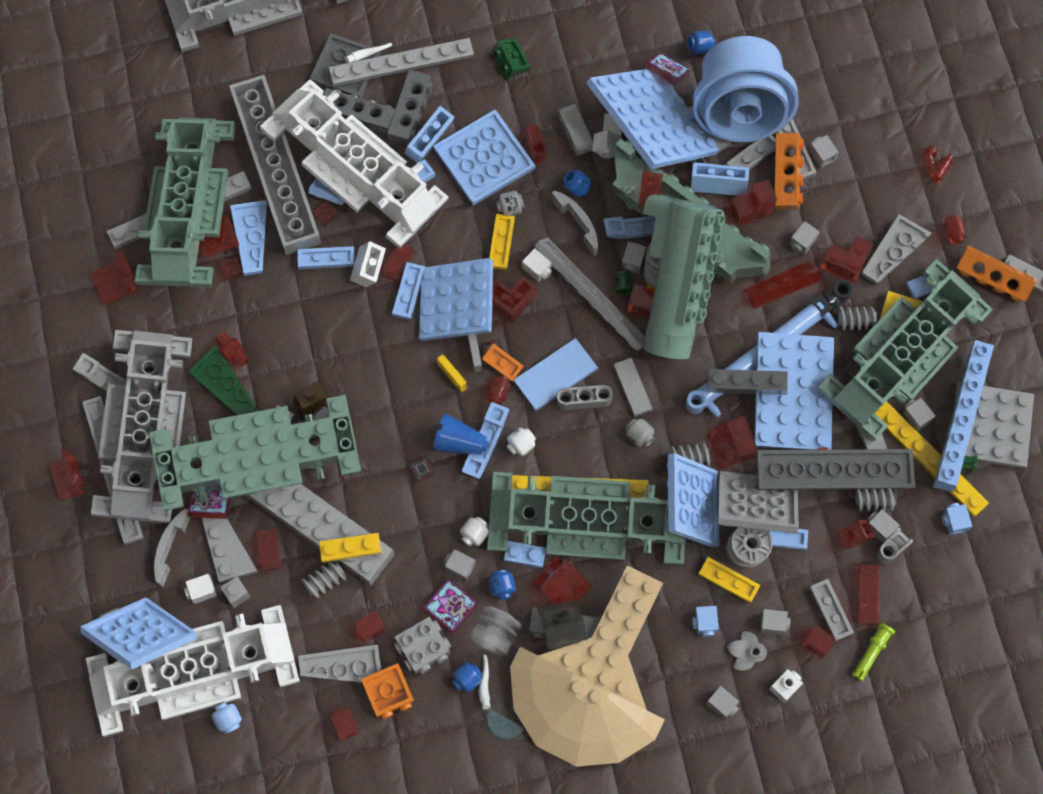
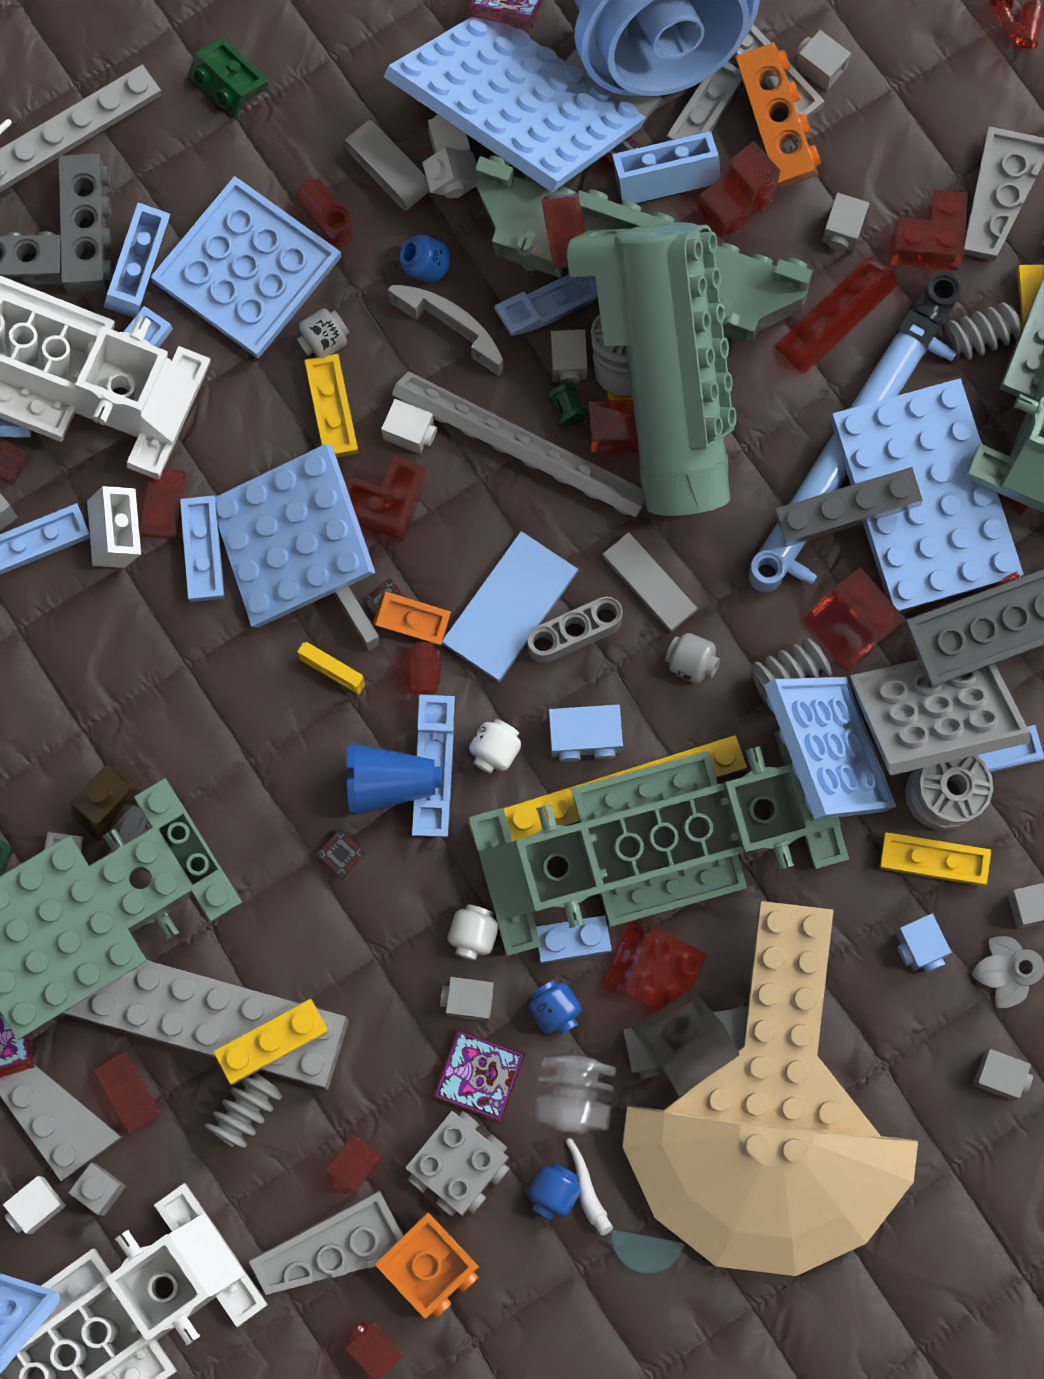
camera: 20 degrees left, 5 degrees up
(570, 451) = (585, 732): none -> light blue brick

